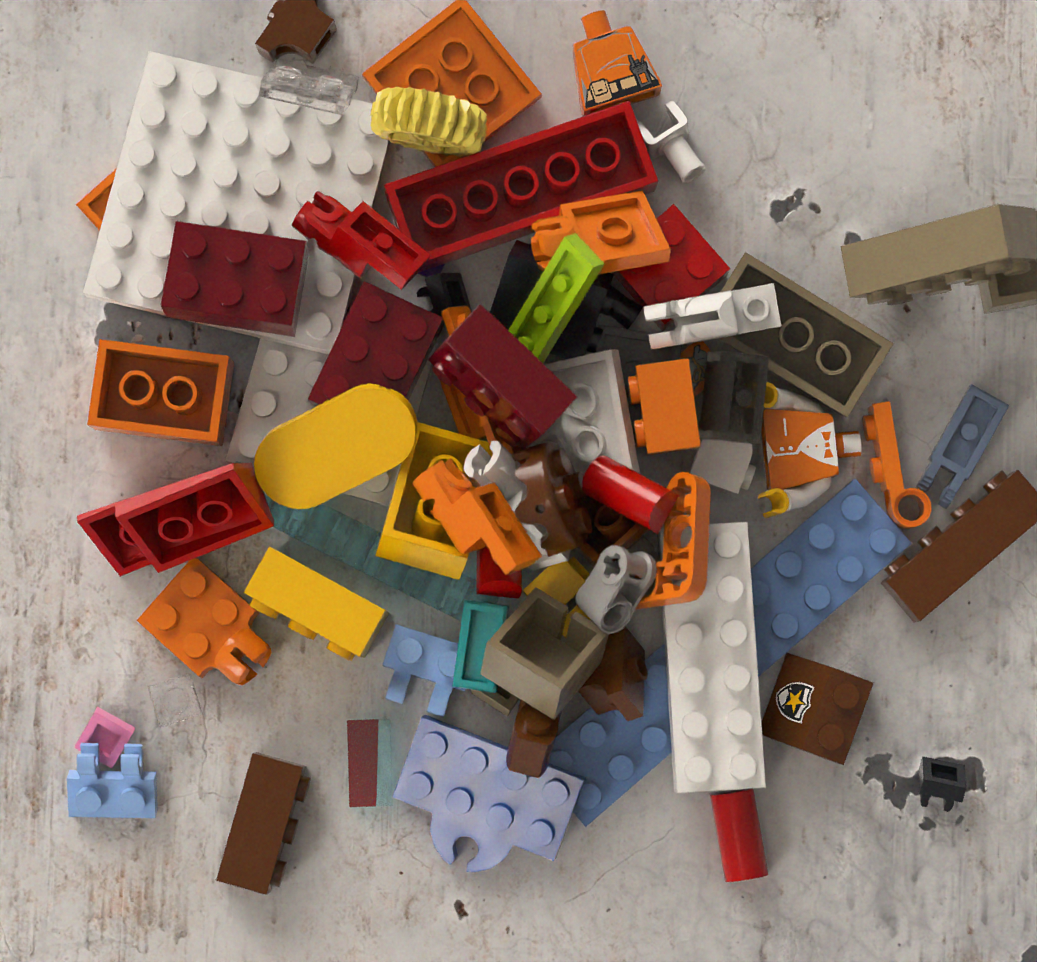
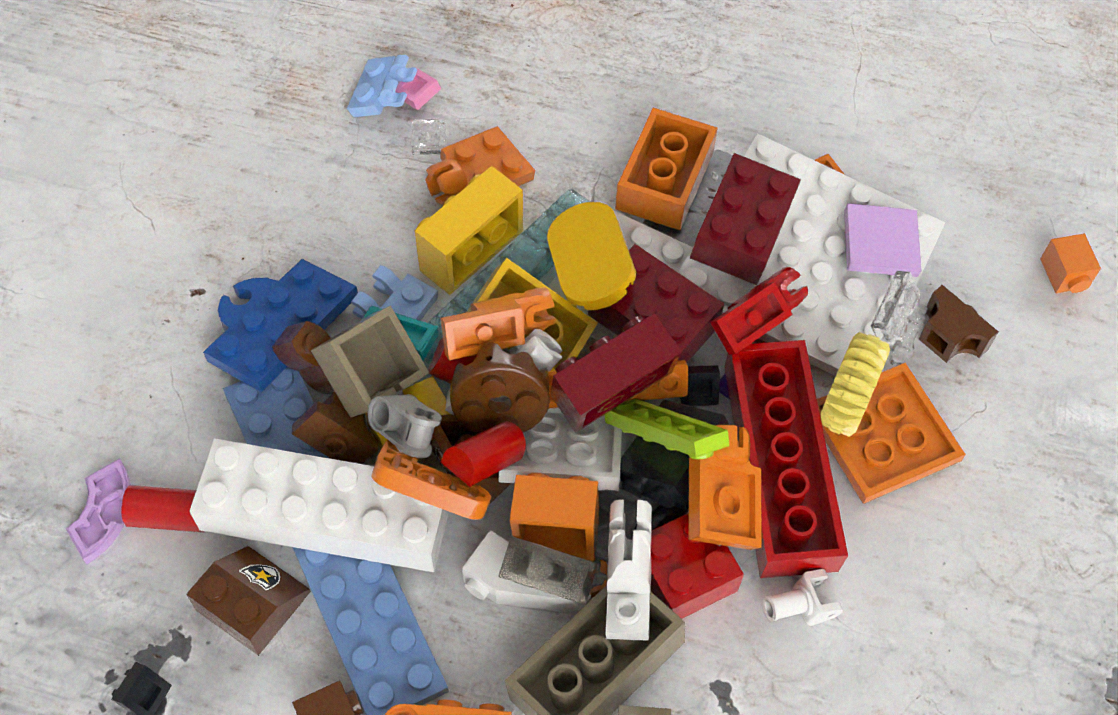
camera: 100 degrees right, 25 degrees down
(180, 520) = (564, 156): red slope -> none
(207, 119) = (882, 239): none -> lavender tile
(263, 824) = (316, 169): reddish brown brick -> none
(370, 762) = (336, 253): clear light blue tile -> none
(611, 66) = (883, 563): orange torso -> none
(756, 902) = (102, 515): none -> lavender tile
(800, 449) = (488, 637): torso -> none

